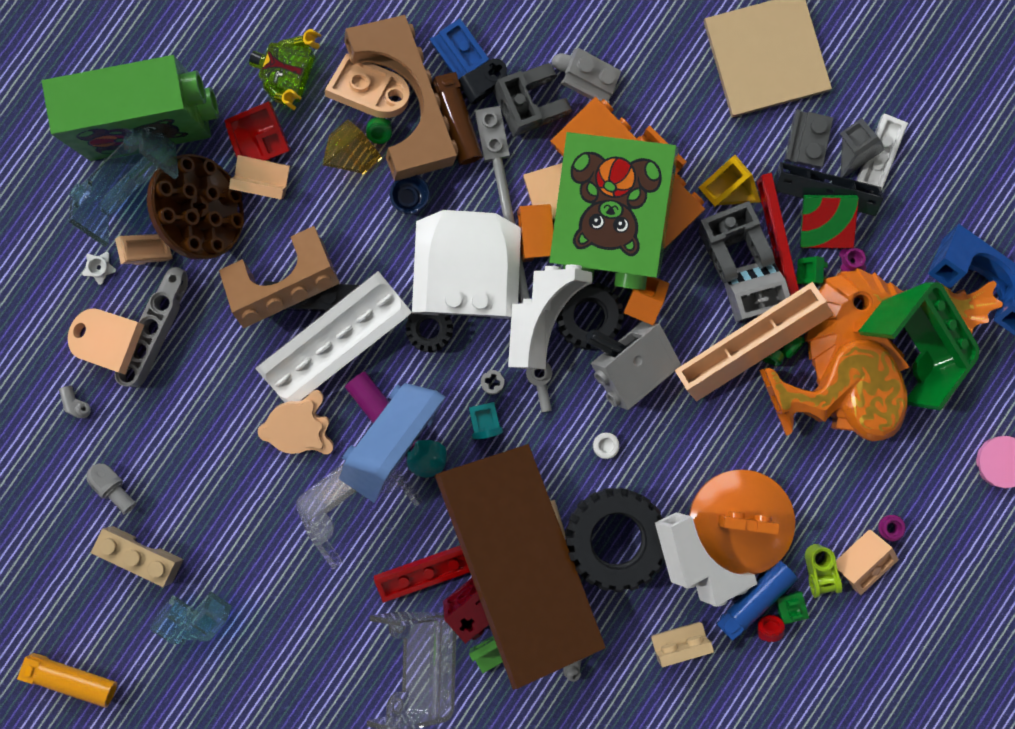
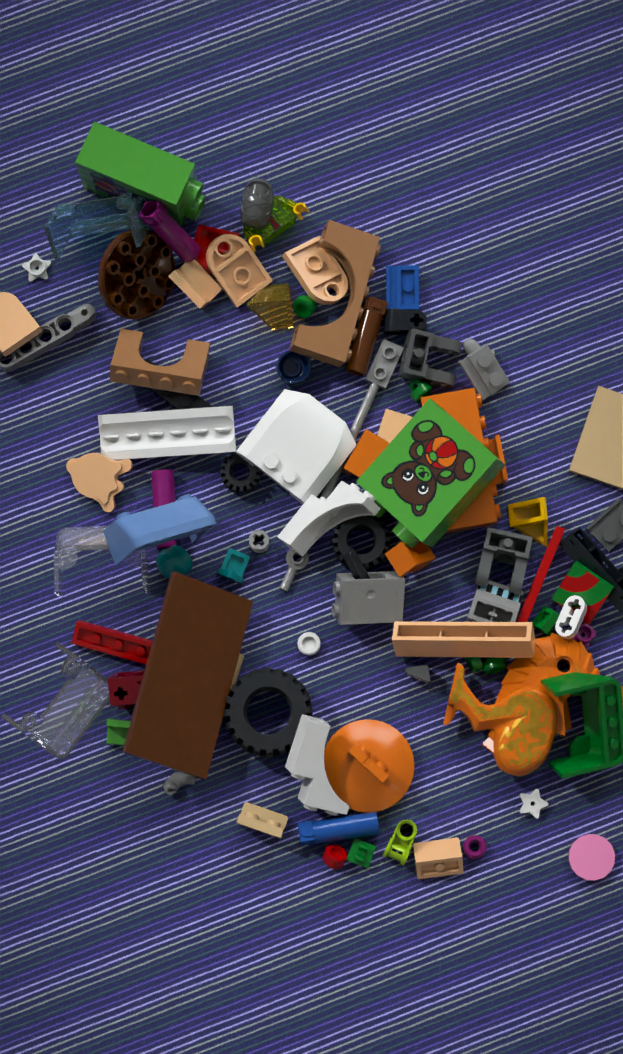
camera: 40 degrees right, 5 degrees down
(142, 249) = (78, 277): light nougat tile -> none
(173, 135) = (156, 216): none -> magenta piece
(265, 60) = (257, 204): none -> dark grey piece
(290, 137) = (236, 270): none -> light nougat tile
(546, 135) = (422, 390): none -> green tile
(728, 400) = (419, 672): none -> dark grey slope
(843, 251) = (566, 615): none -> white beam
(909, 450) = (528, 808): none -> white plate

